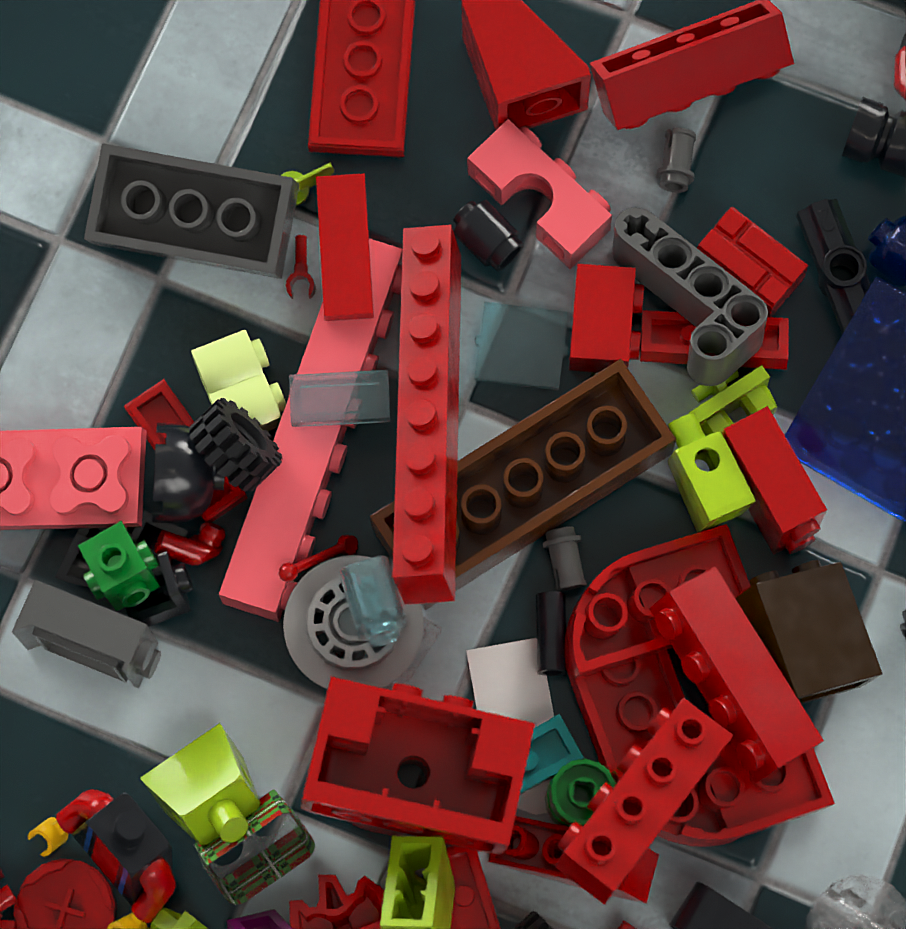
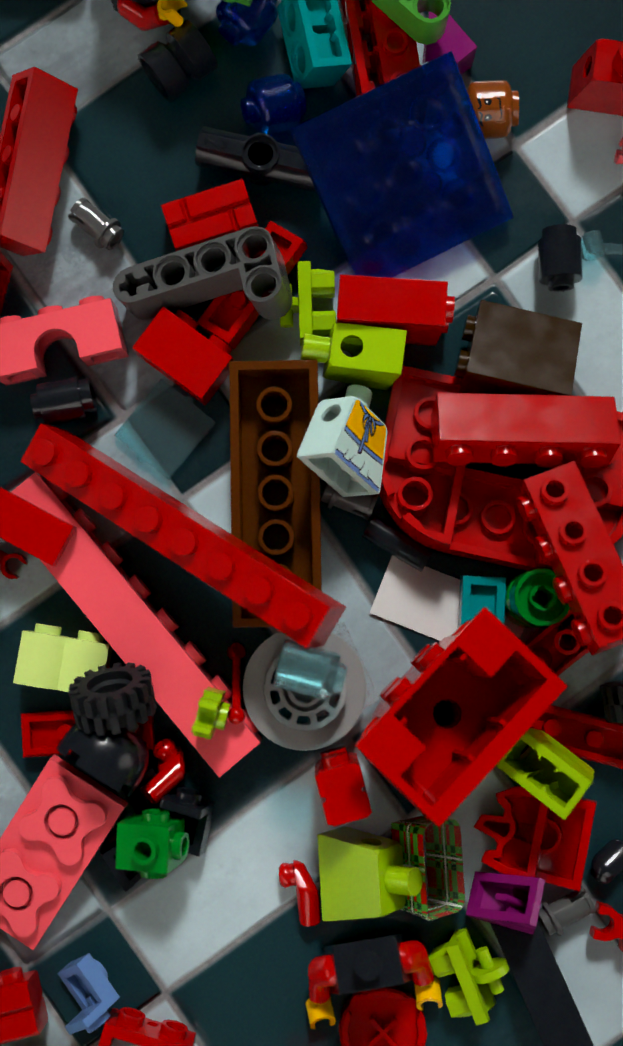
camera: 60 degrees left, 10 degrees up
(87, 634) = (188, 898): dark grey window -> none
(156, 751) = (307, 893): none -> red arm
(275, 542) = (211, 713): none -> lime plate
(281, 713) = (341, 787): none -> red brick
(339, 398) = (124, 593): clear light blue tile -> none
(613, 515) = (346, 443): none -> light aqua torso

